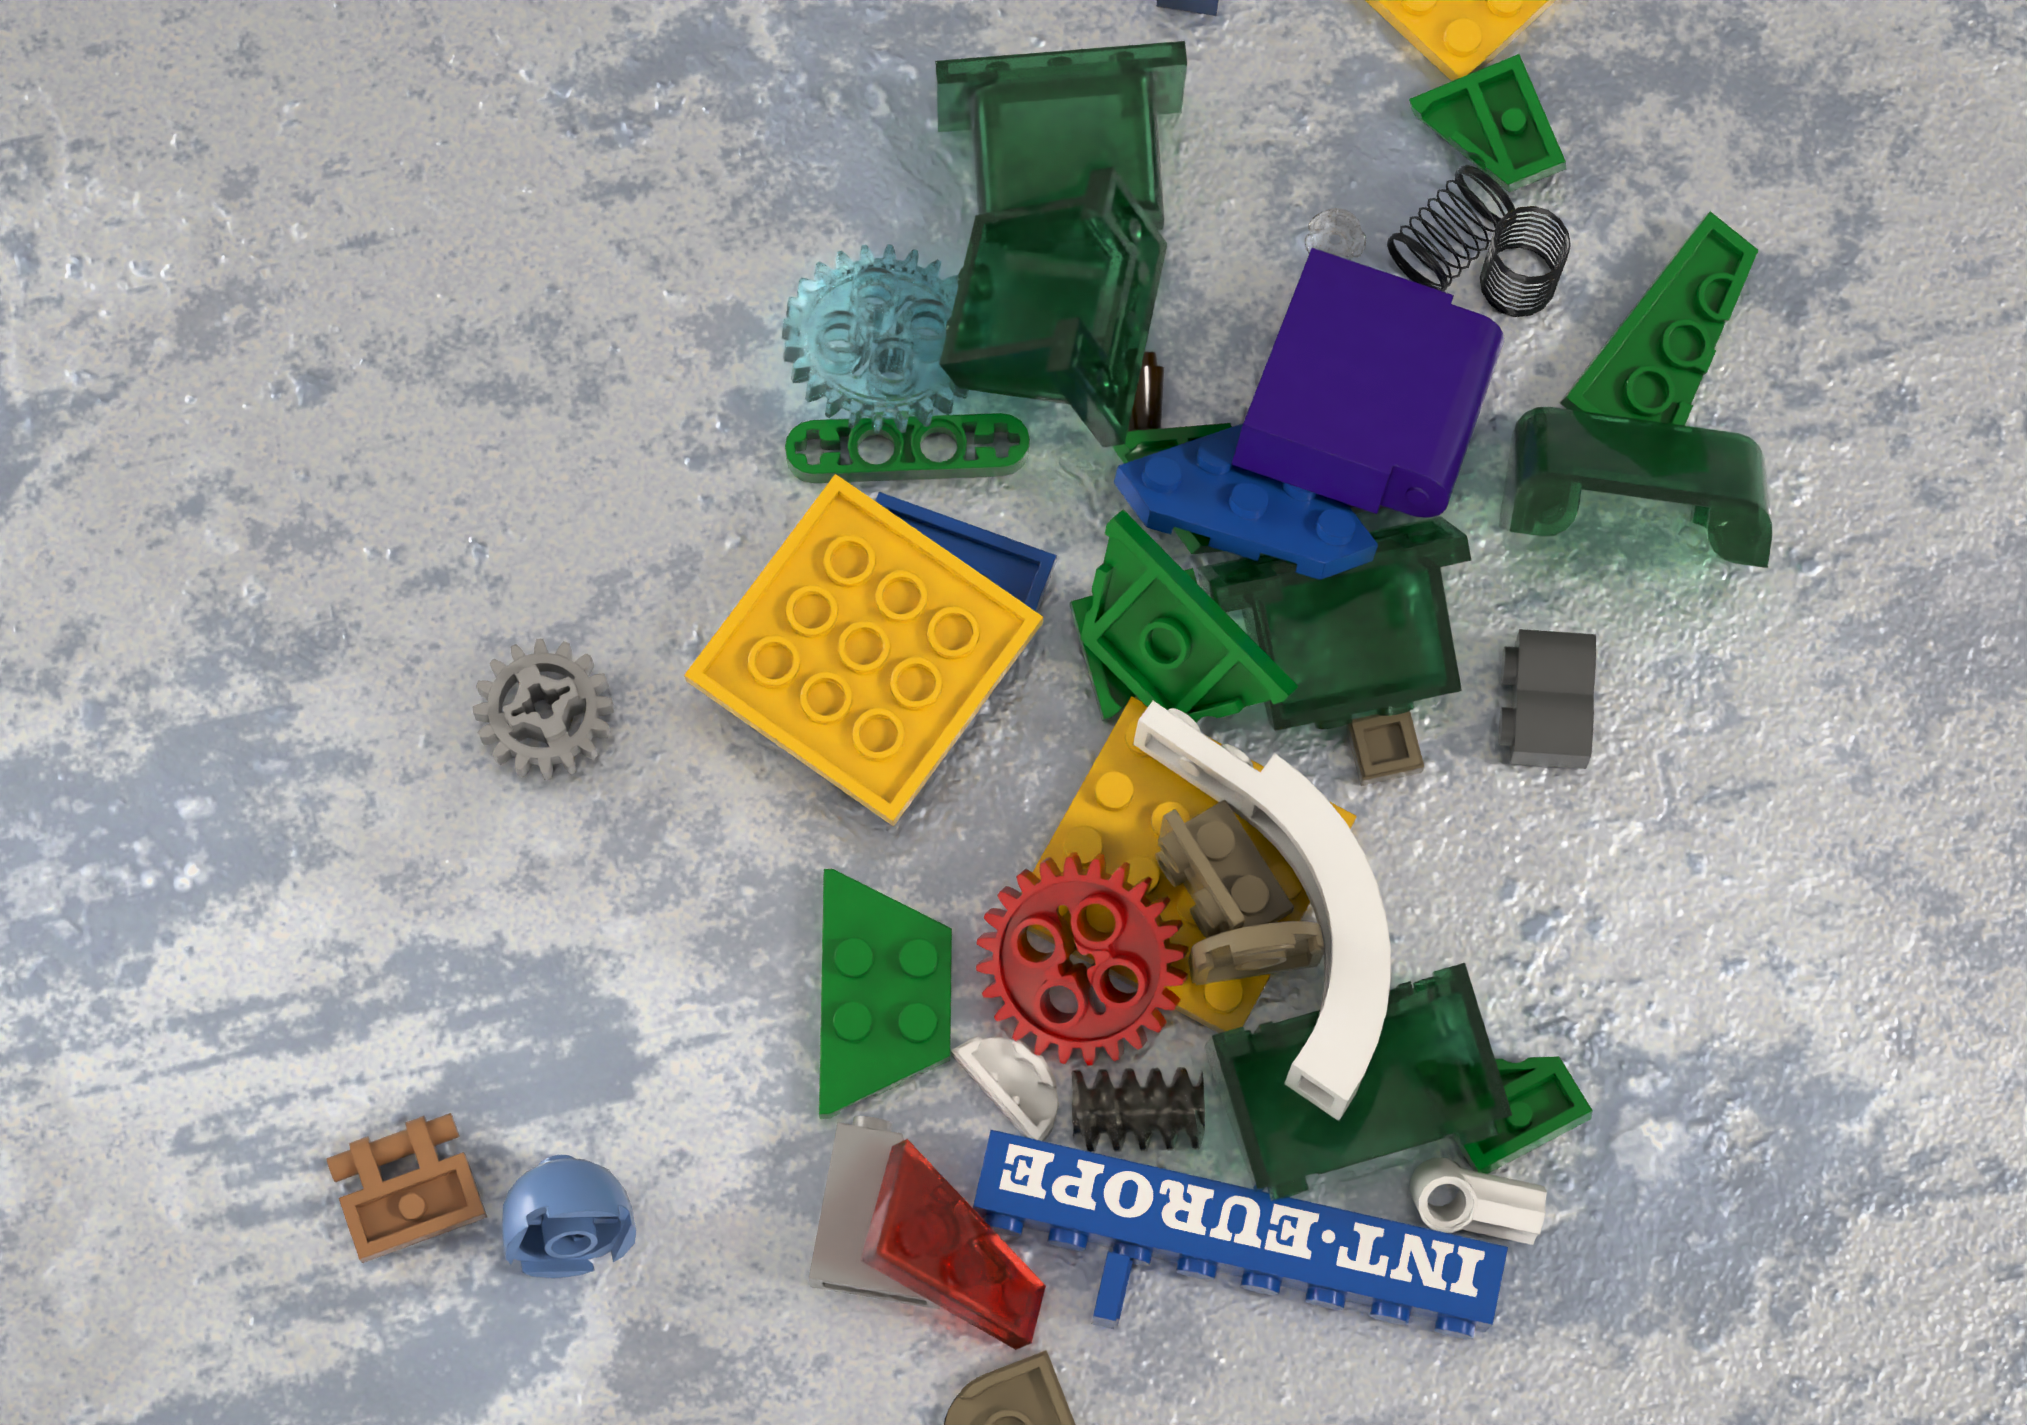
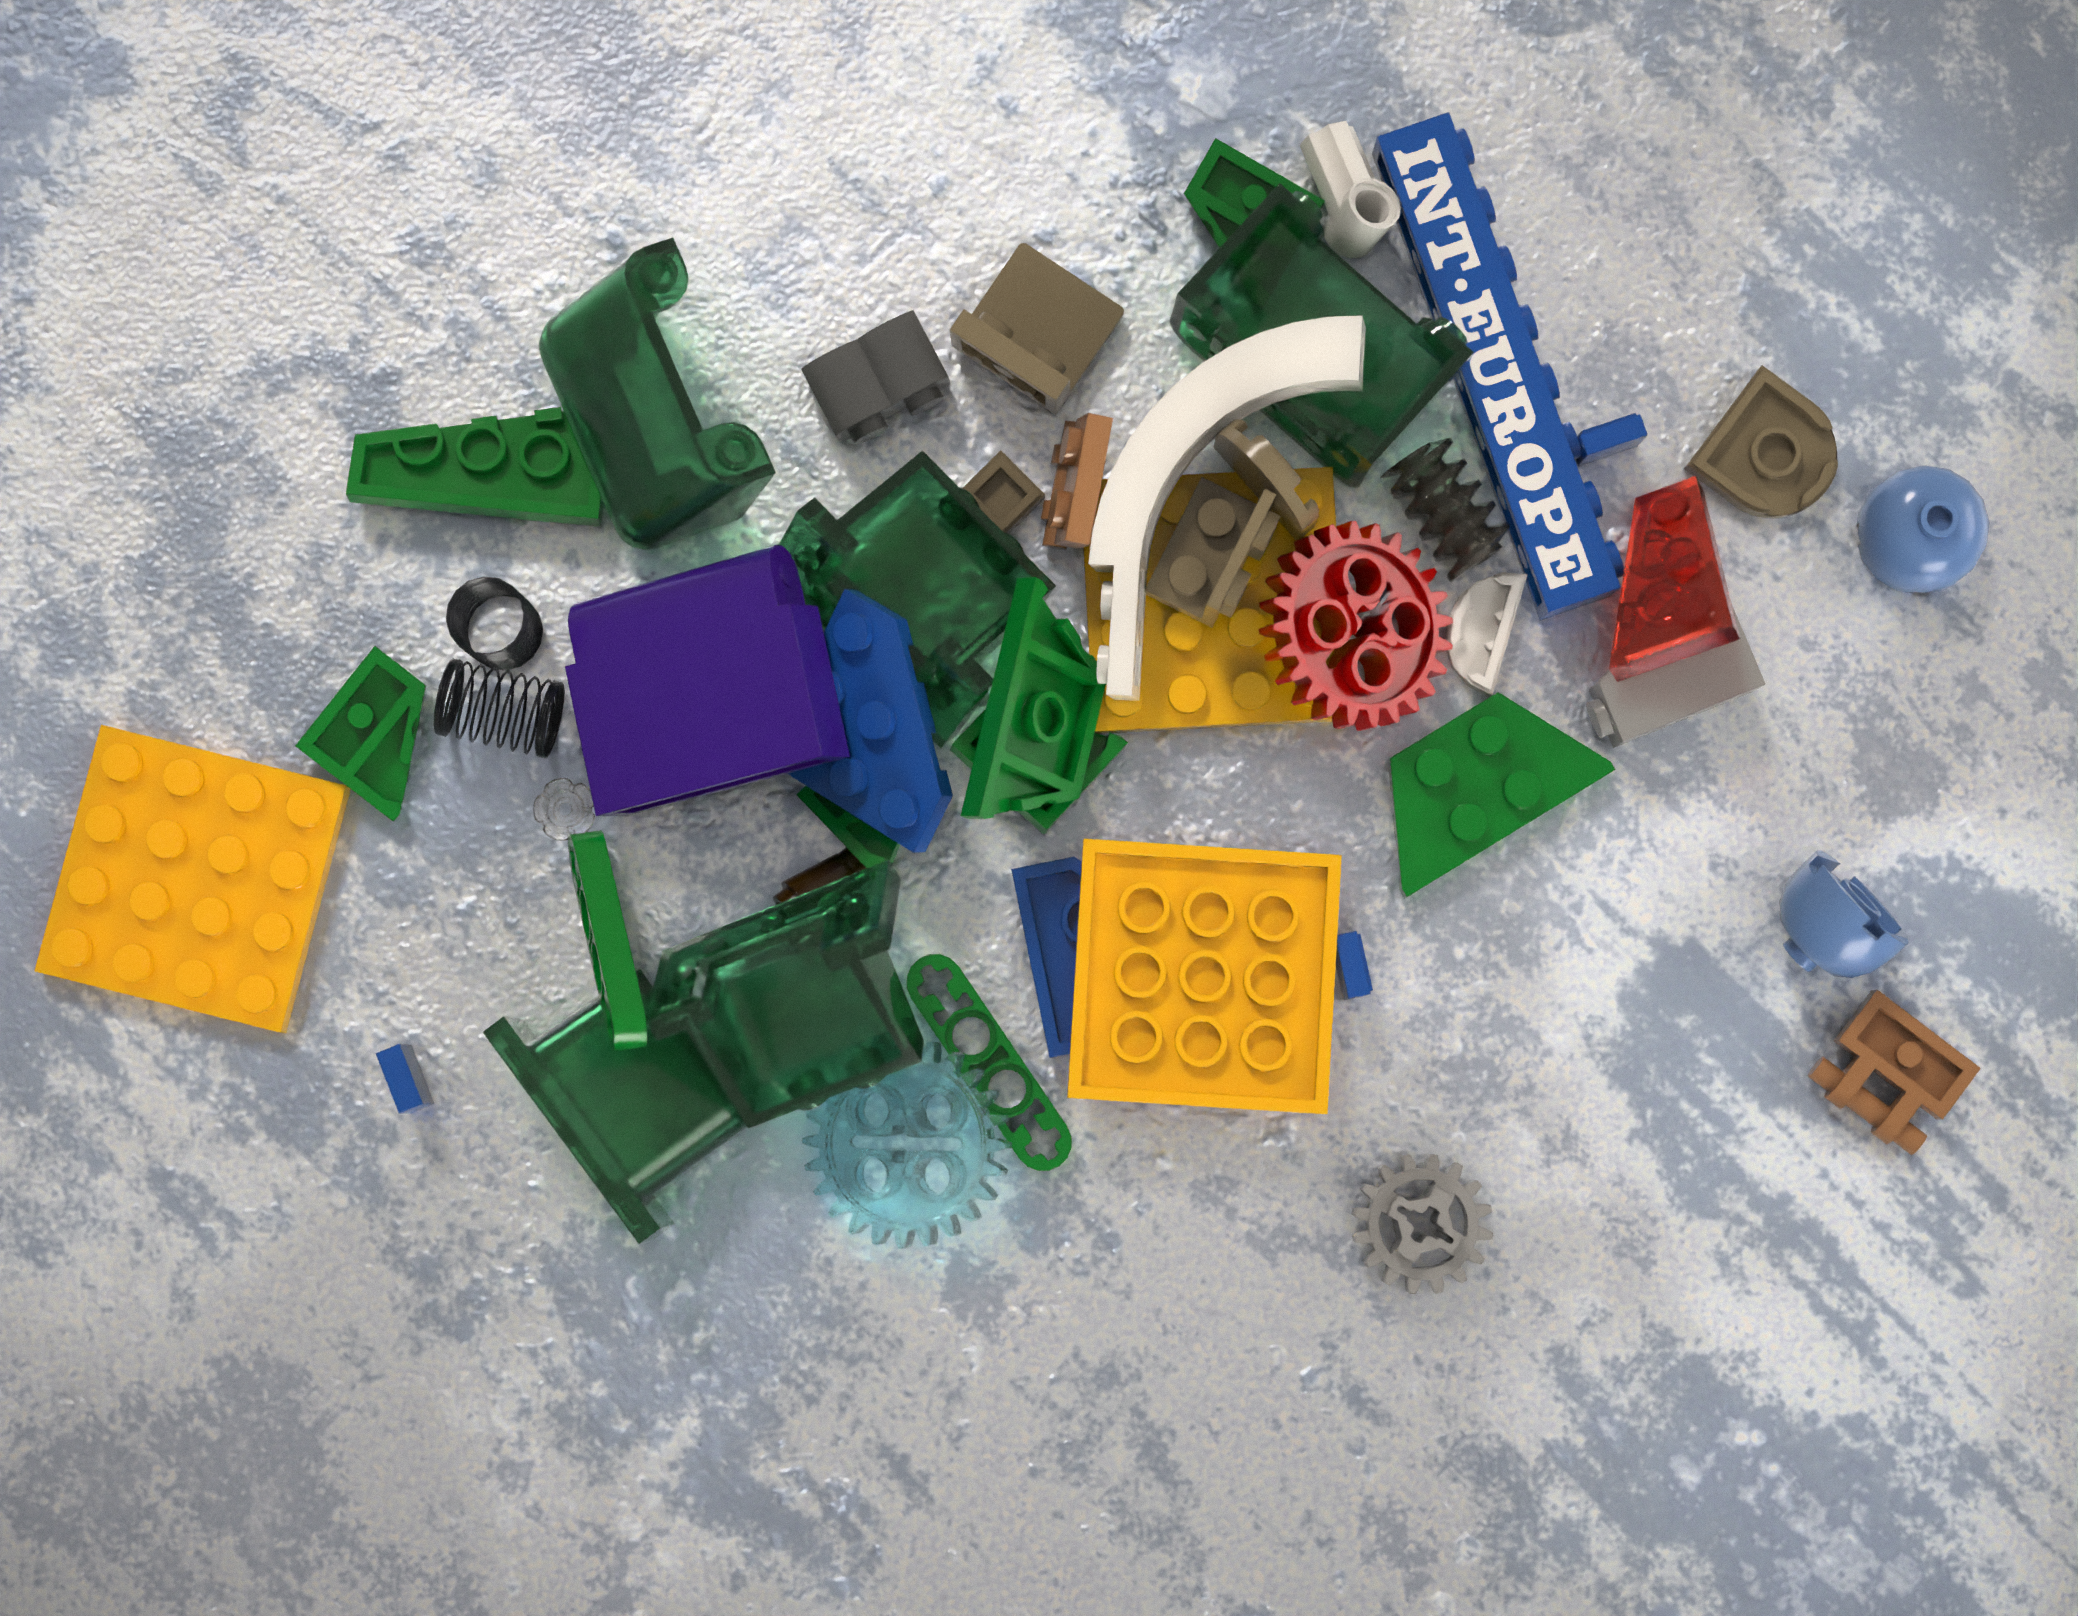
camera: 115 degrees left, 10 degrees up
(795, 784) = (1352, 966): none -> blue tile
(1201, 191) = (607, 941): none -> green beam
(1374, 814) = (1076, 482): none -> medium nougat plate
(1512, 858) = (1037, 327): none -> dark tan bracket

